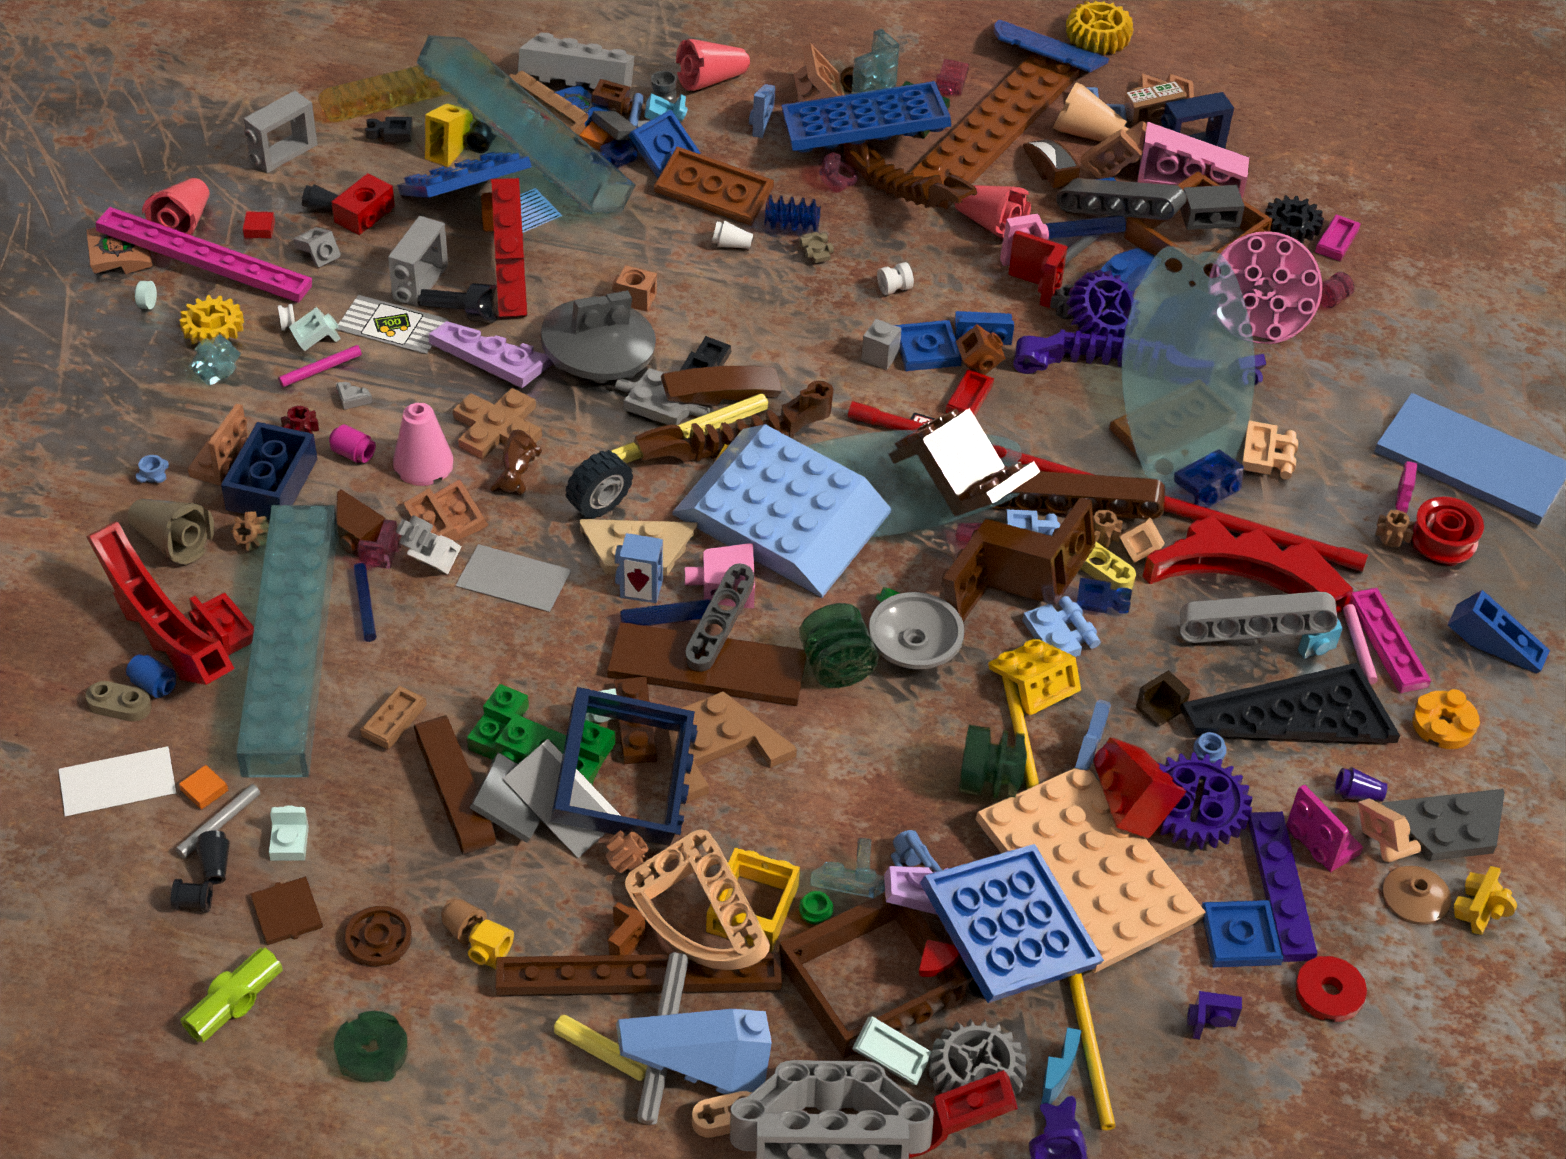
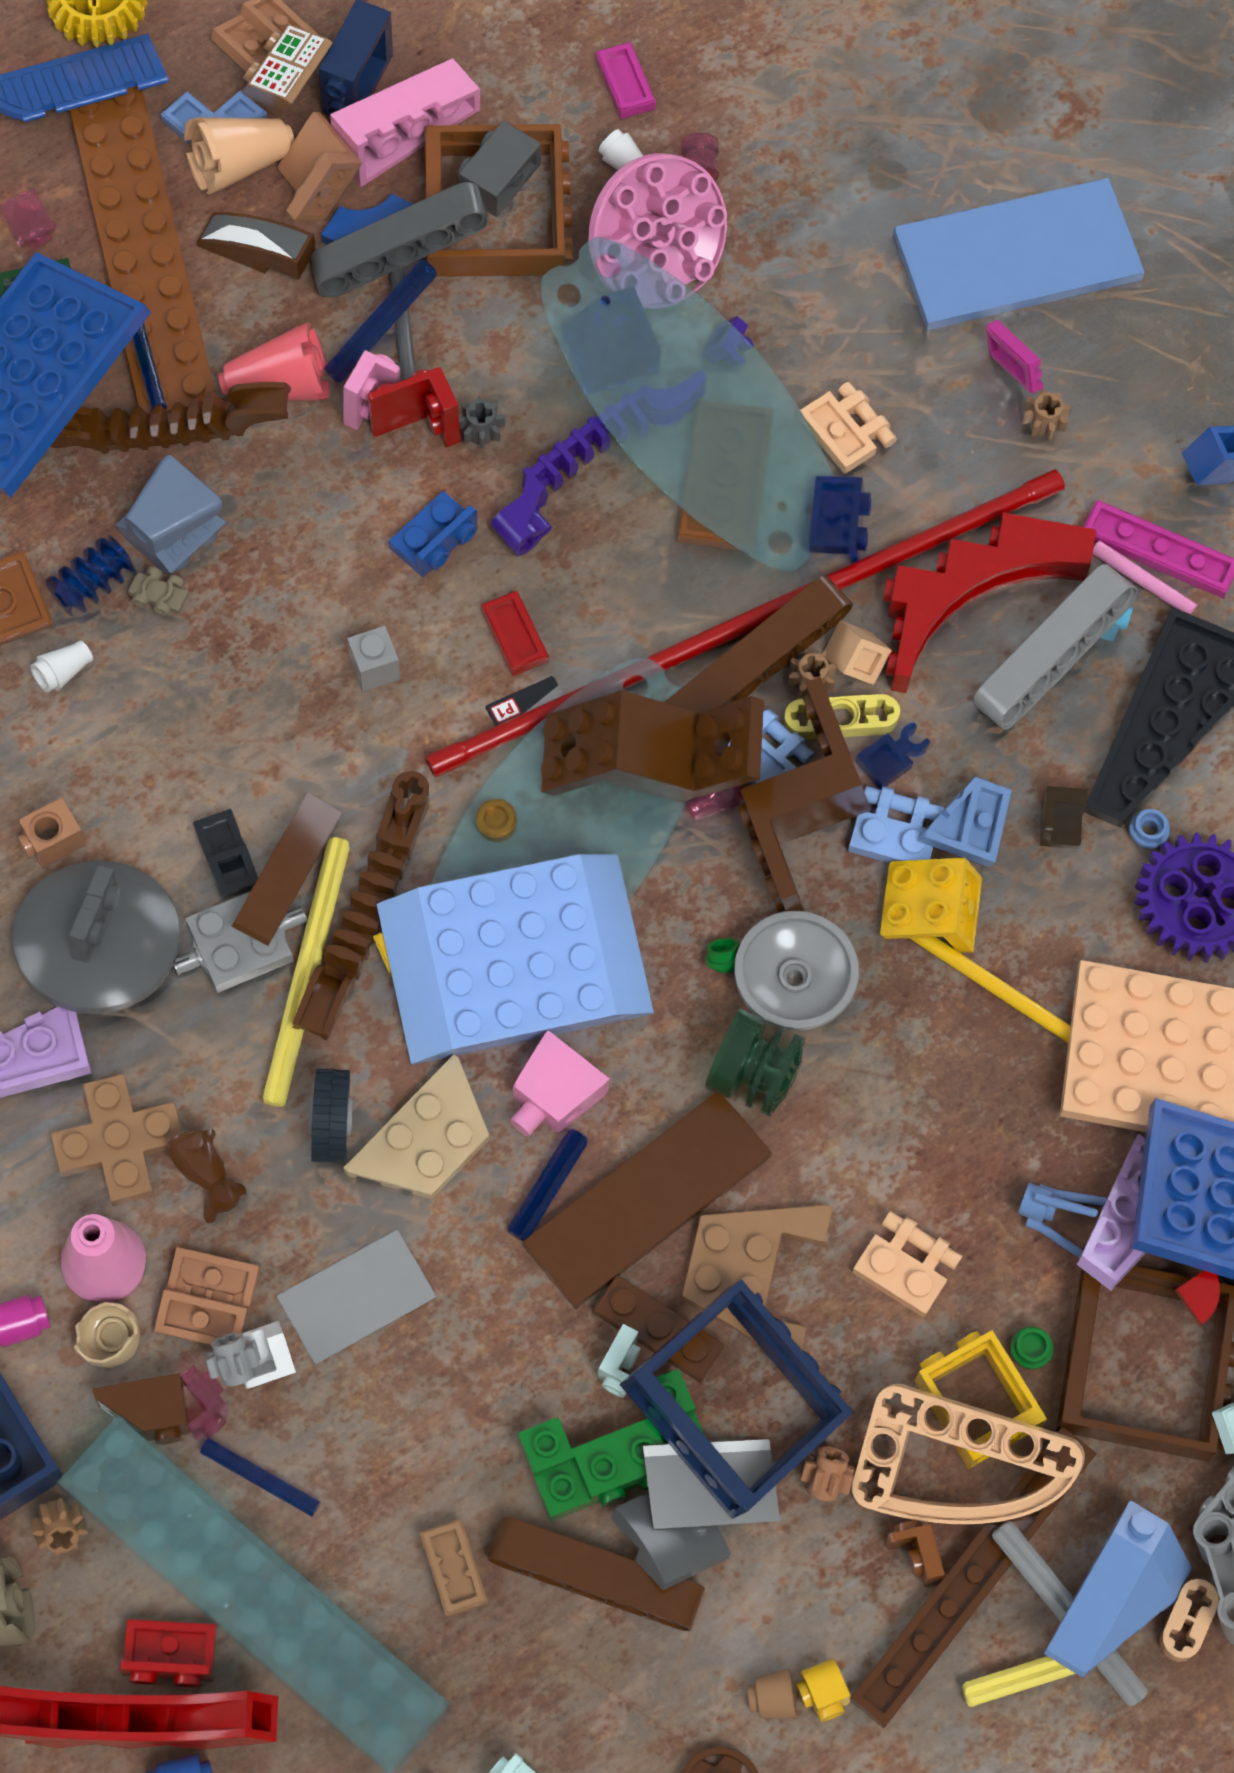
camera: 50 degrees left, 20 degrees up
(379, 483) = (107, 1335): none -> tan hair
(639, 567) = (483, 1168): medium blue brick -> none
(723, 618) = (625, 1141): dark grey beam -> none
(791, 812) = (901, 1275): none -> light nougat plate
(830, 176) = (59, 476): clear pink piece -> none
(850, 449) = (496, 820): none -> pearl gold tile
(860, 220) = (172, 516): none -> sand blue piece
(860, 881) = (1035, 1291): clear light blue plate -> none
(895, 278) = (287, 557): white wheel -> none
(928, 346) = (409, 607): blue tile -> none
(935, 154) = (148, 368): none -> clear blue bar
(980, 349) = (477, 571): dark orange brick -> none
(992, 762) = (1018, 1046): clear green wheel -> none
(1090, 296) = (527, 410): dark purple gear -> none
(1093, 735) = (1064, 937): medium blue tile -> none
(1105, 657) = (971, 822): none -> medium blue wing
(1130, 265) = (491, 326): blue slope -> none
(1135, 787) = (1157, 944): red wedge -> none
(1295, 218) = (551, 90): black gear -> none
(1447, 530) = (1103, 353): red wheel -> none

